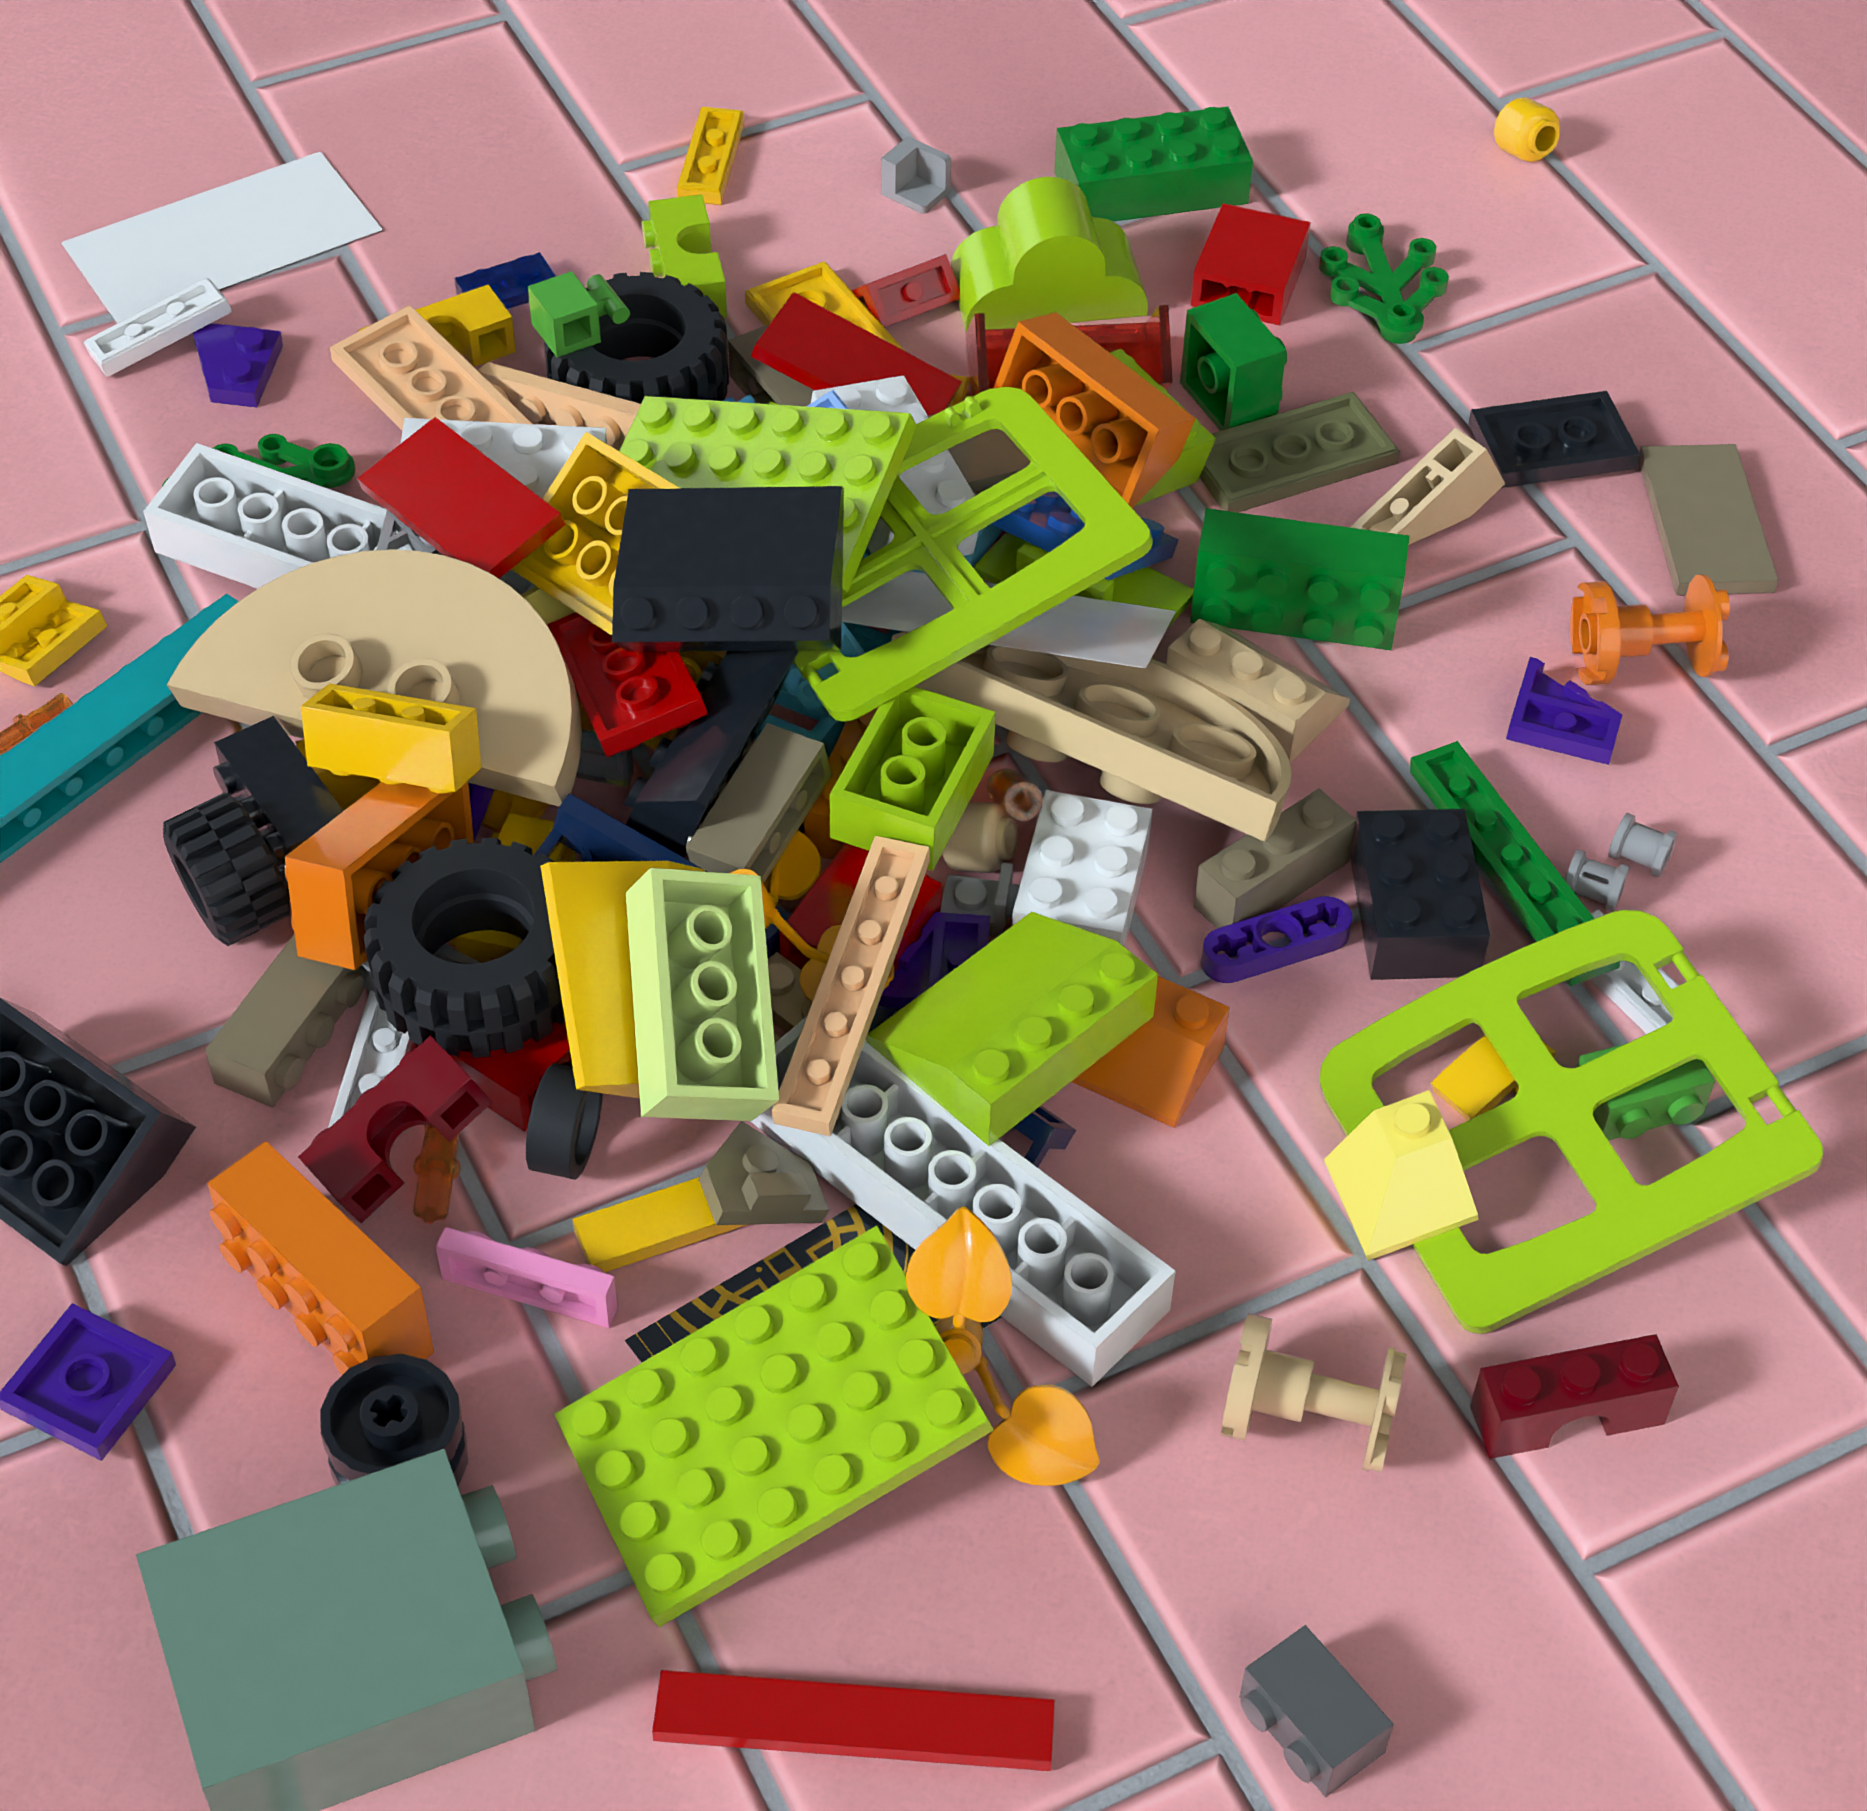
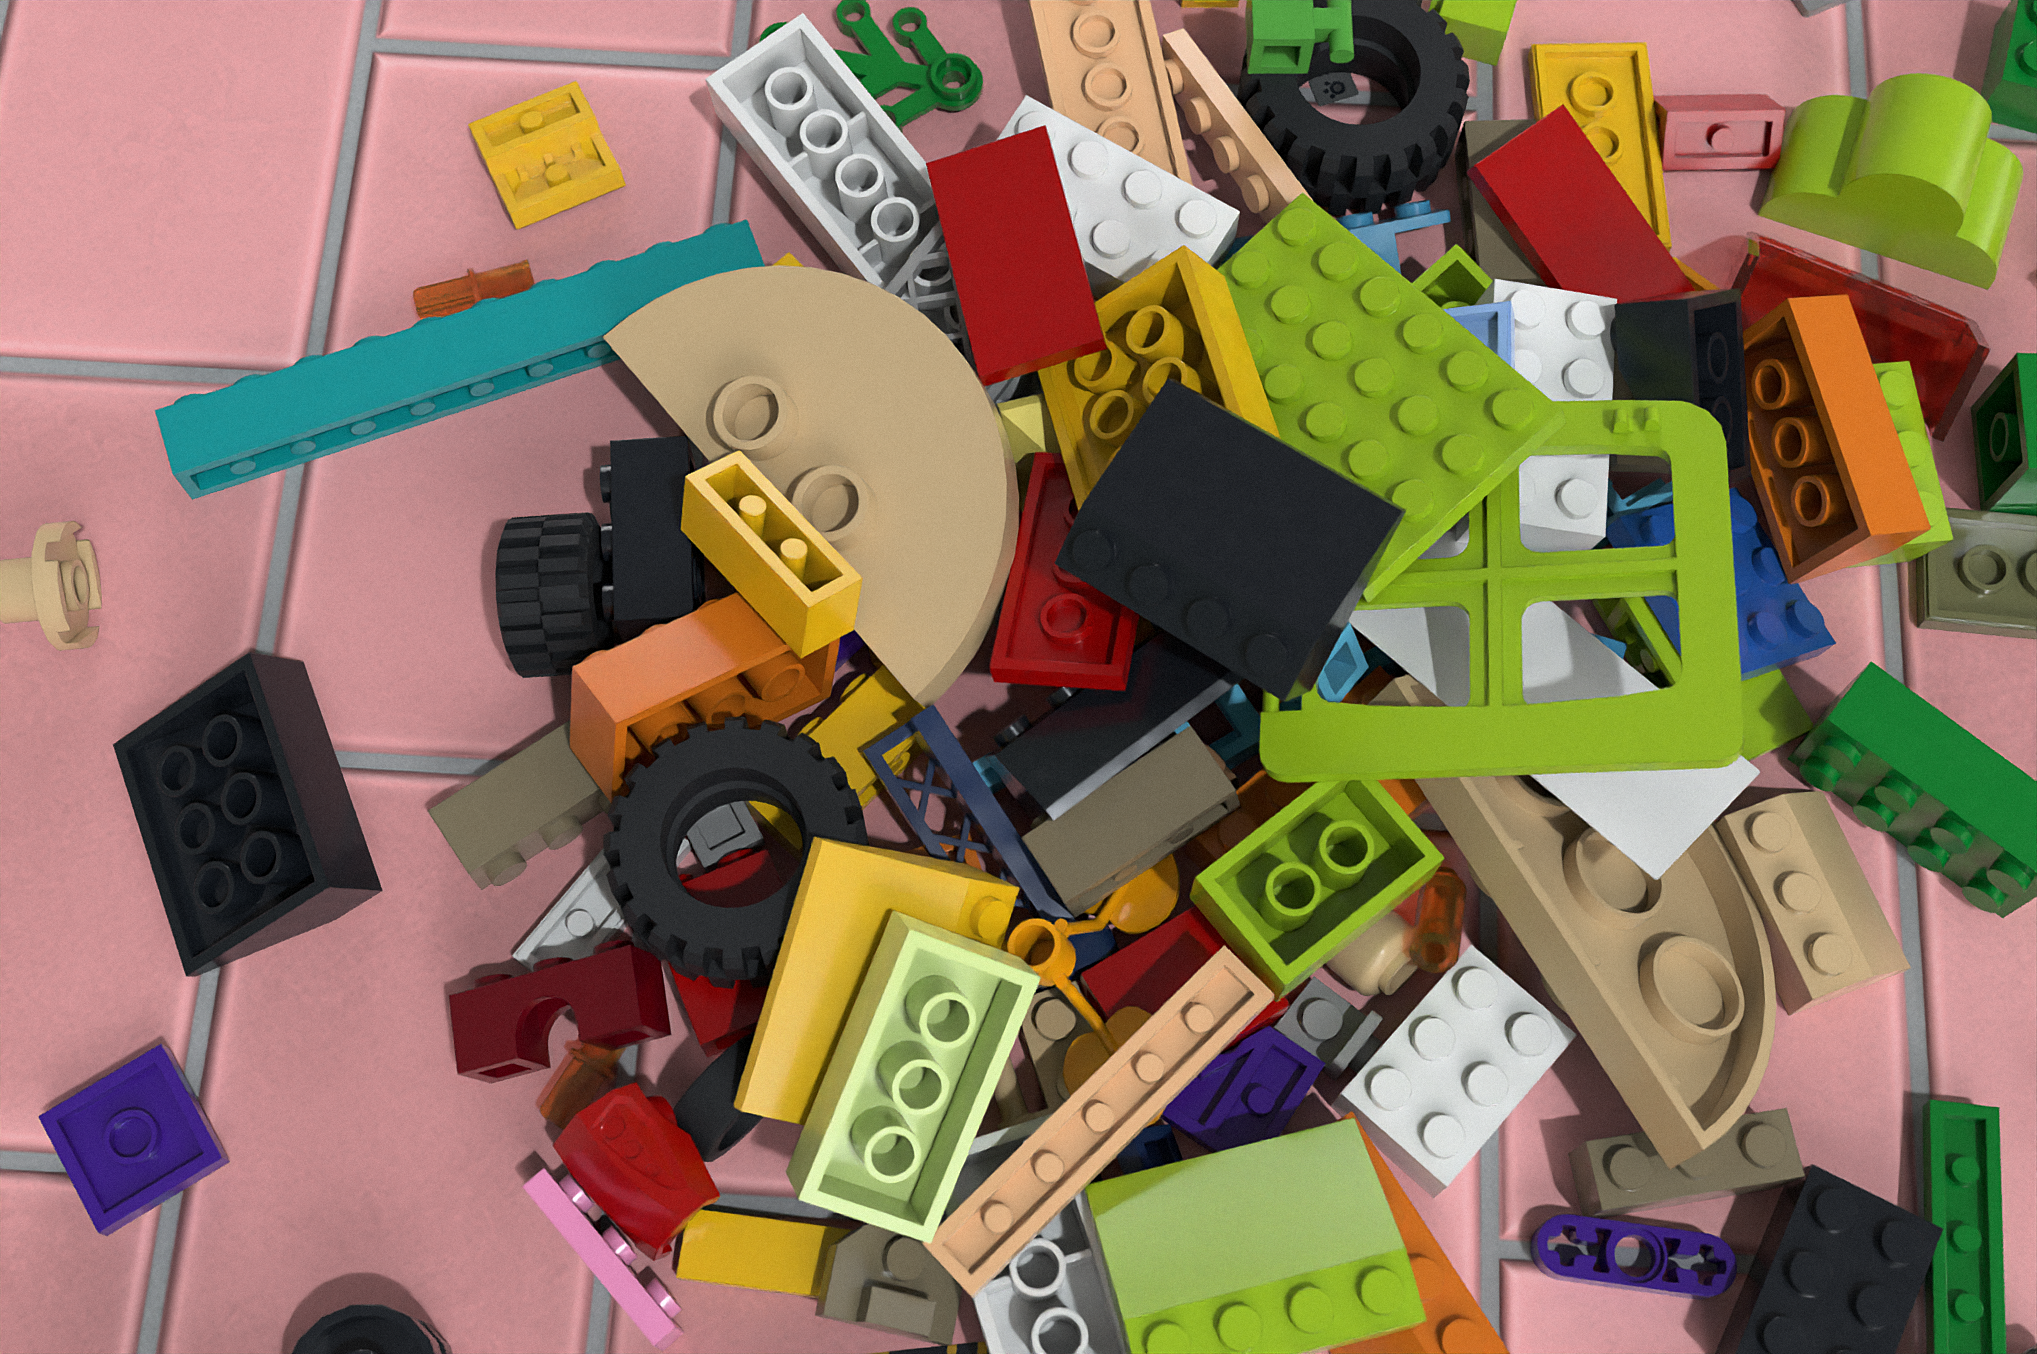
camera: 30 degrees right, 20 degrees up
(316, 1262) = (394, 1151): orange brick -> none
(519, 1189) = (637, 1166): none -> red slope
(960, 369) = (1691, 353): none -> black slope

